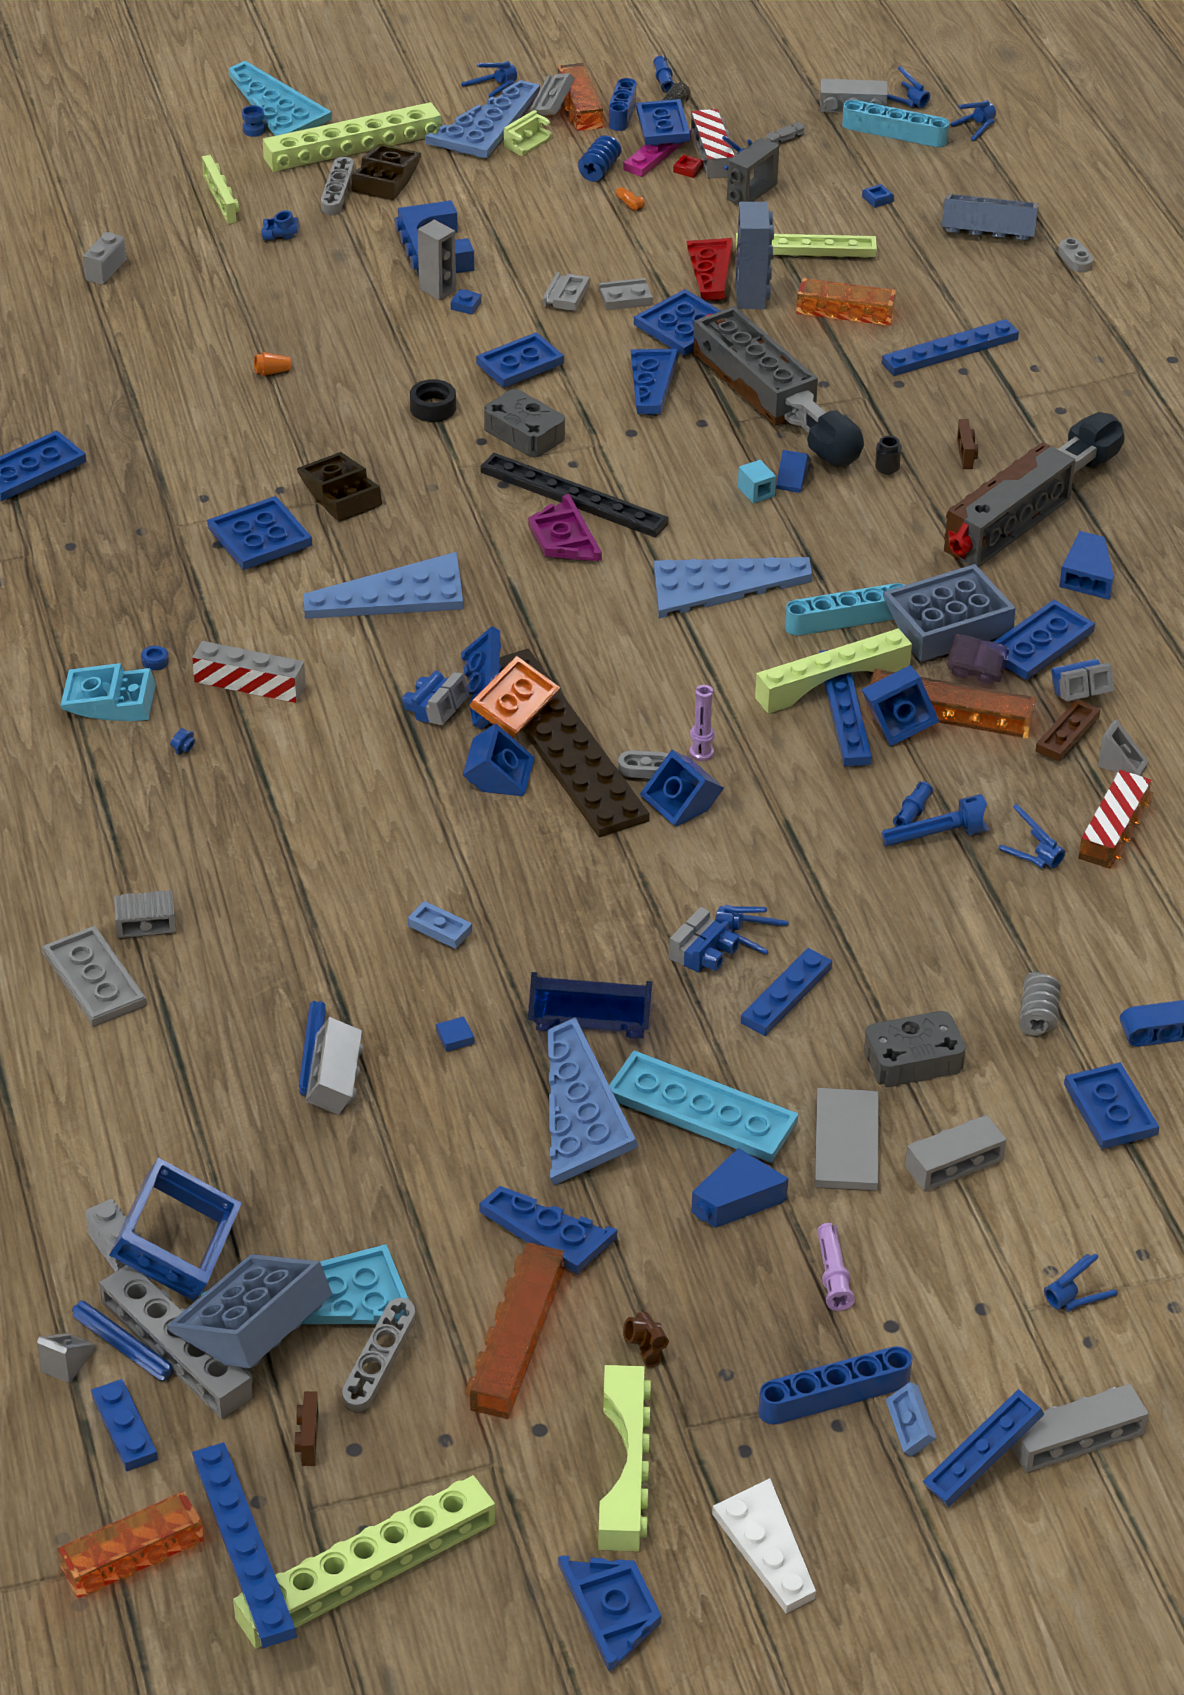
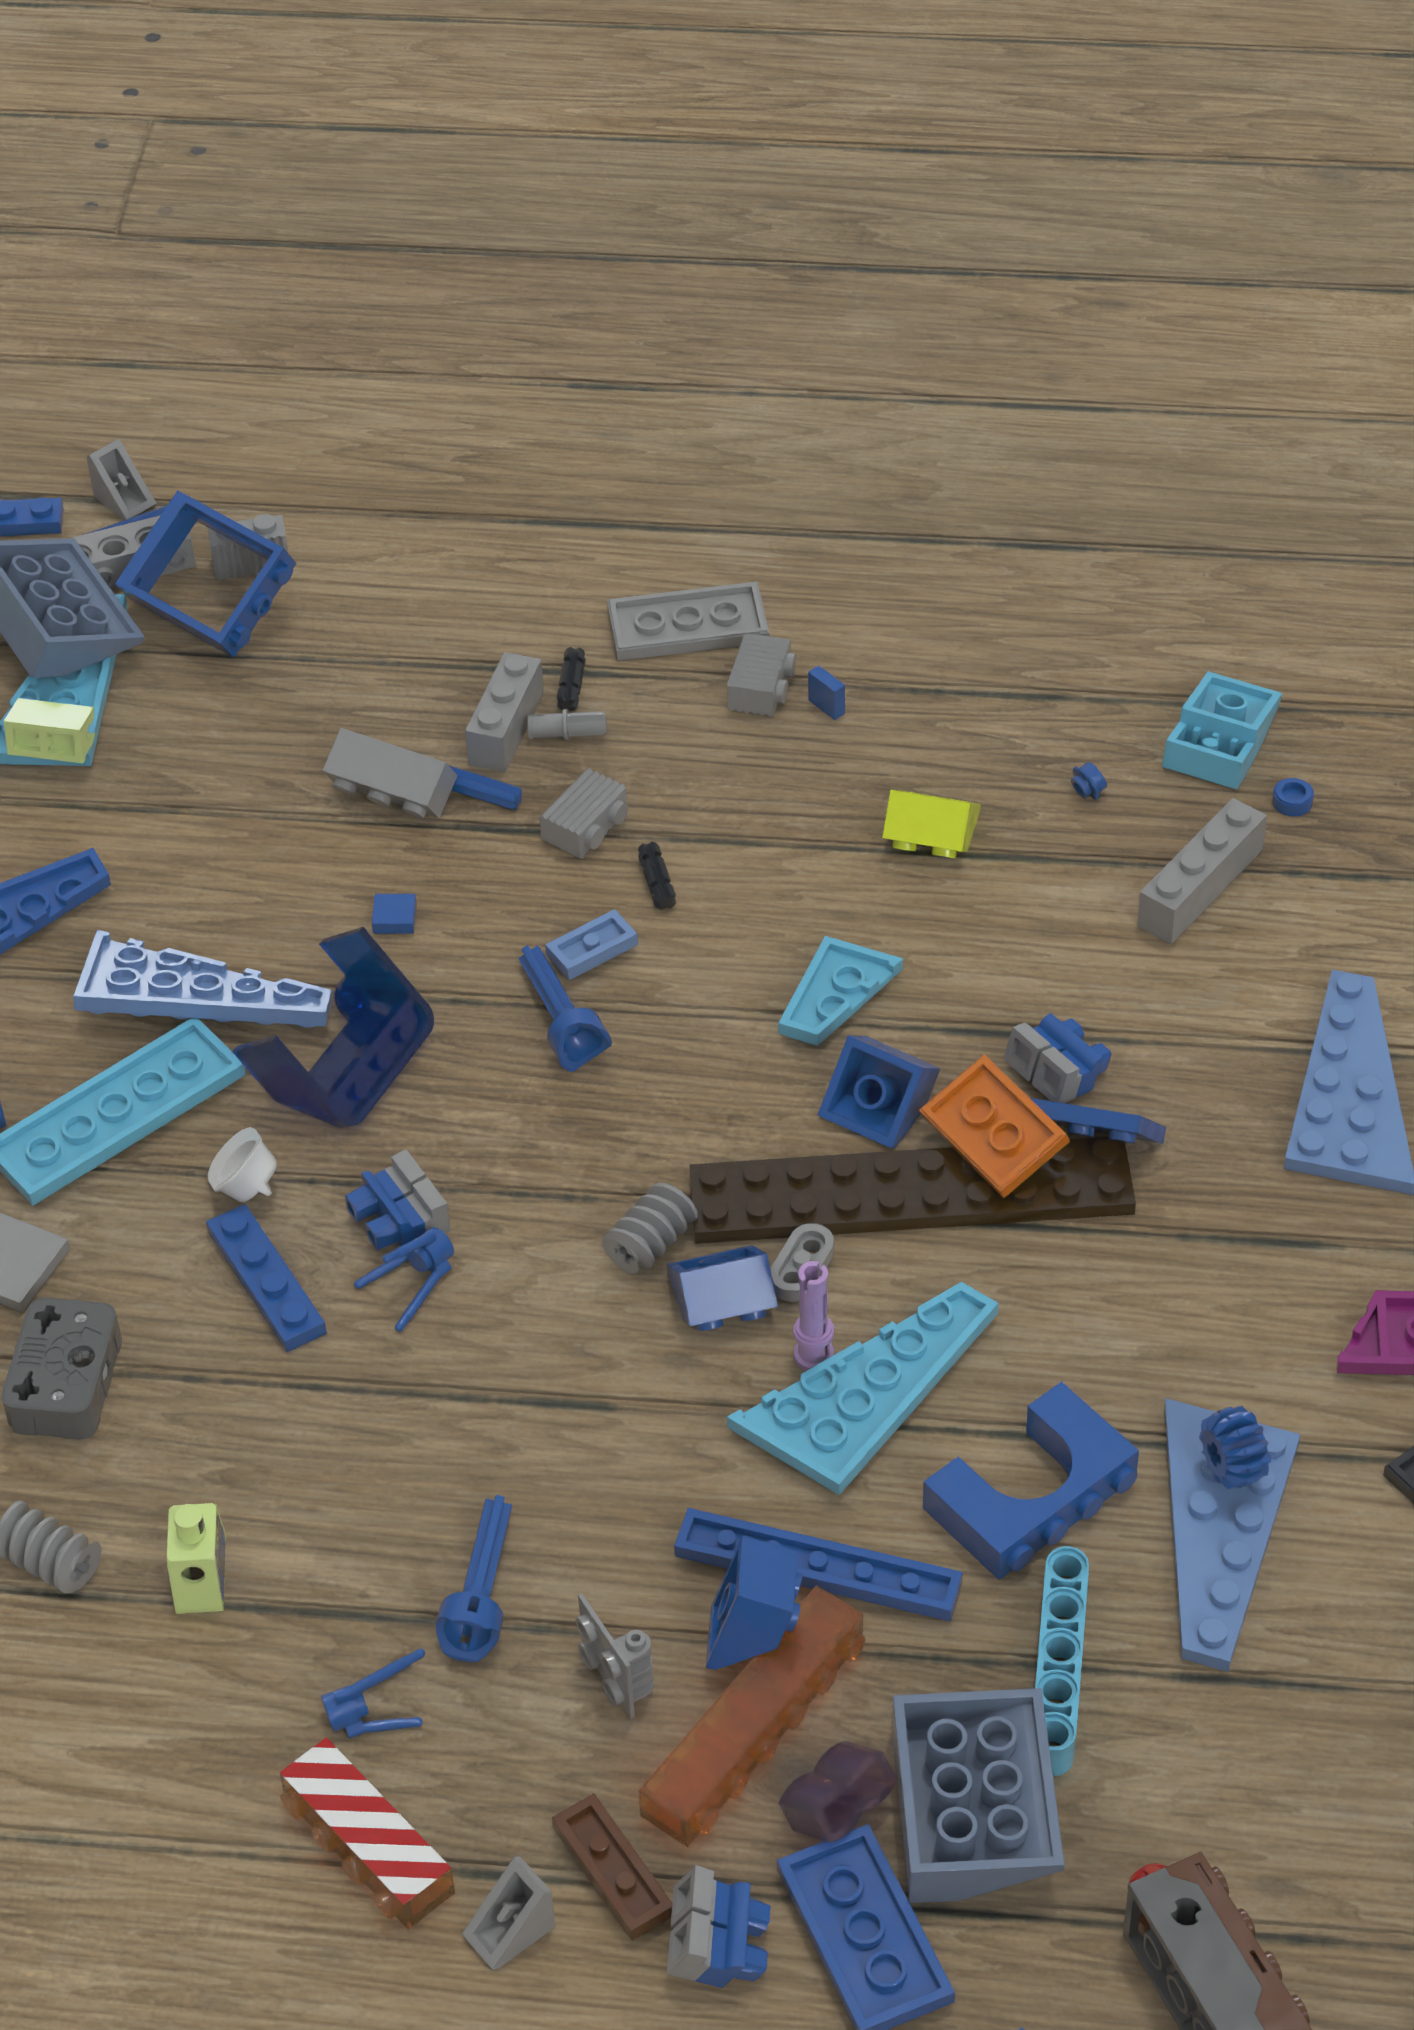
camera: 115 degrees right, 5 degrees up
(151, 875) = (826, 692): none -> blue tile
(182, 1015) = (571, 678): none -> black axle
(235, 1001) = (566, 724): none -> light grey axle
(241, 1029) = (504, 712): none -> light grey brick
(253, 797) = (930, 822): none -> neon yellow slope
(322, 961) = (584, 813): none -> light grey brick
(359, 916) = (656, 875): none -> black axle
(382, 1260) = (49, 730): none -> yellowish green hinge
(417, 807) = (834, 988): none -> medium azure wing
(525, 902) = (575, 1032): none -> blue piece
(659, 826) = (649, 1228): none -> light grey piece
(695, 557) = (1235, 1447): none -> blue gear
(718, 1020) = (243, 1167): none -> white piece
(724, 622) = (1009, 1530): none -> blue arch
(738, 722) = (863, 1394): none -> medium azure wing
(787, 683) = (903, 1568): yellowish green arch -> none
(913, 804) = (544, 1567): blue pin -> none
(963, 746) = (621, 1662): none -> light grey hinge
(1003, 934) = (198, 1541): none -> yellowish green torso

